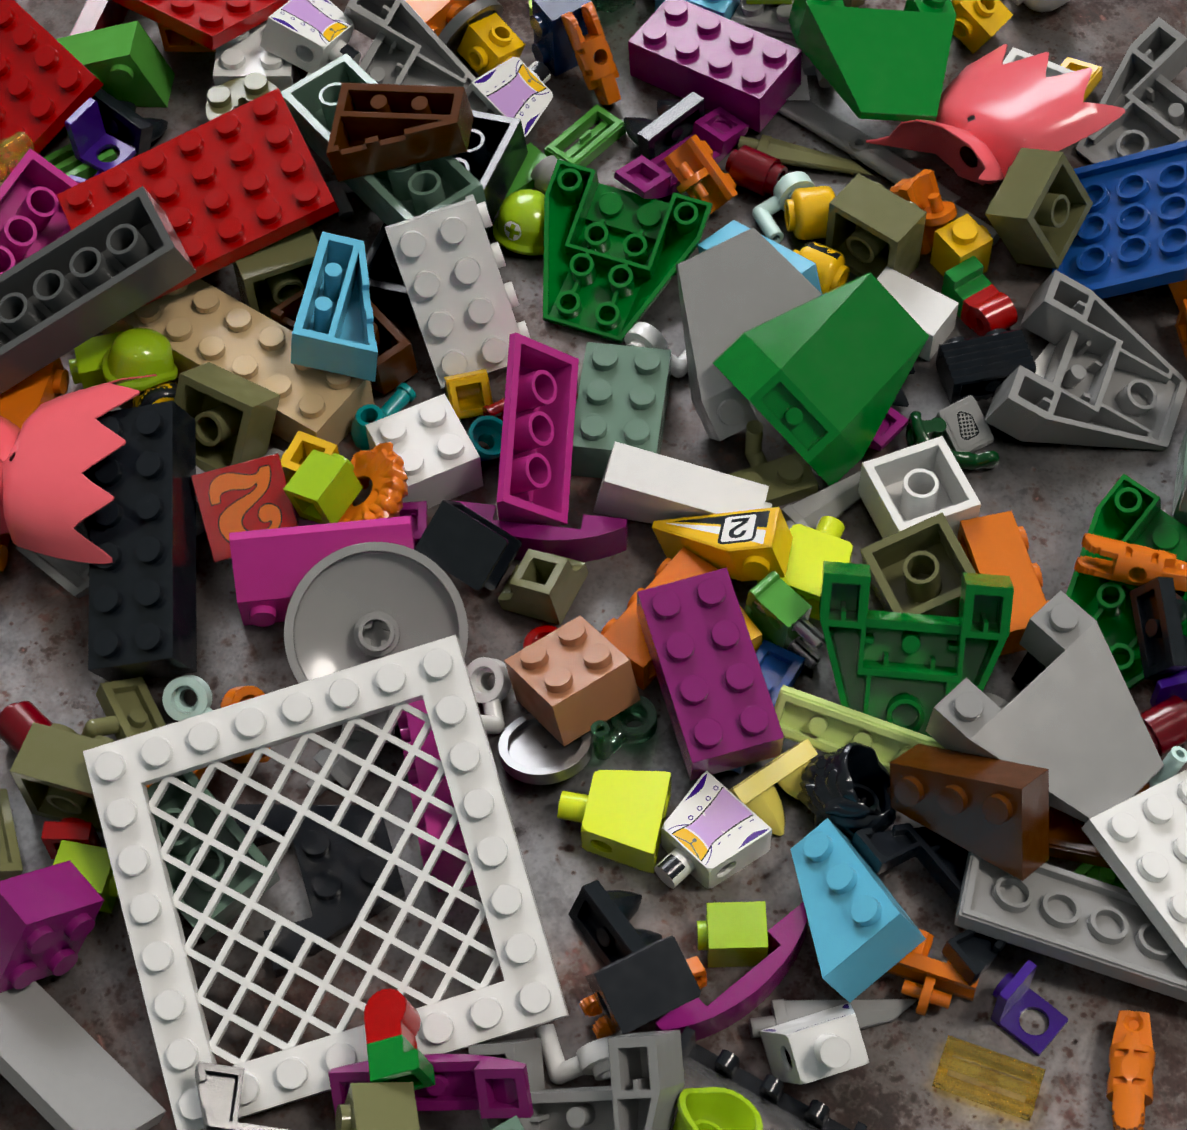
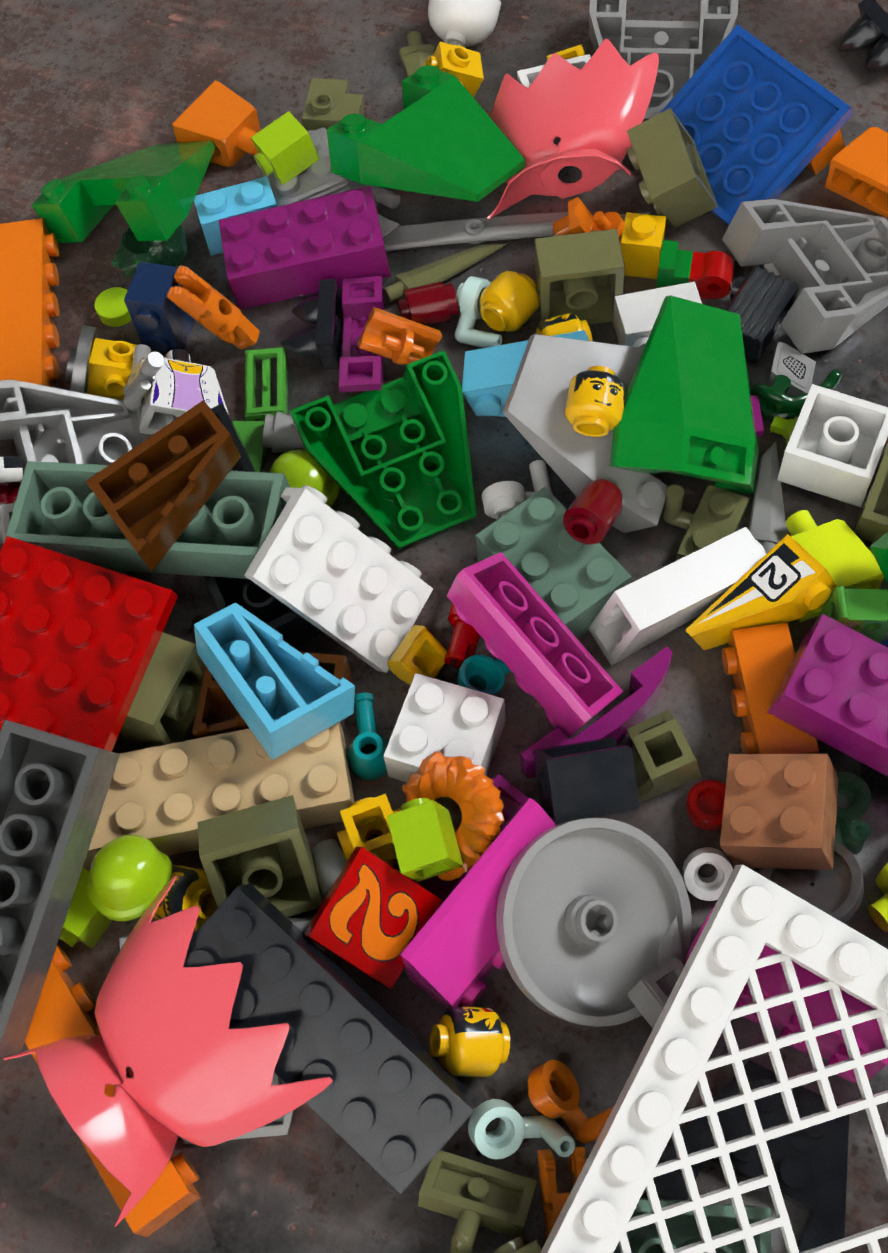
camera: 40 degrees left, 5 degrees up
(227, 636) = (470, 1041): none -> yellow head
(495, 56) = (143, 374): none -> light grey piece
(670, 385) = (593, 511): none -> dark red brick
(744, 305) = (595, 401): none -> yellow head

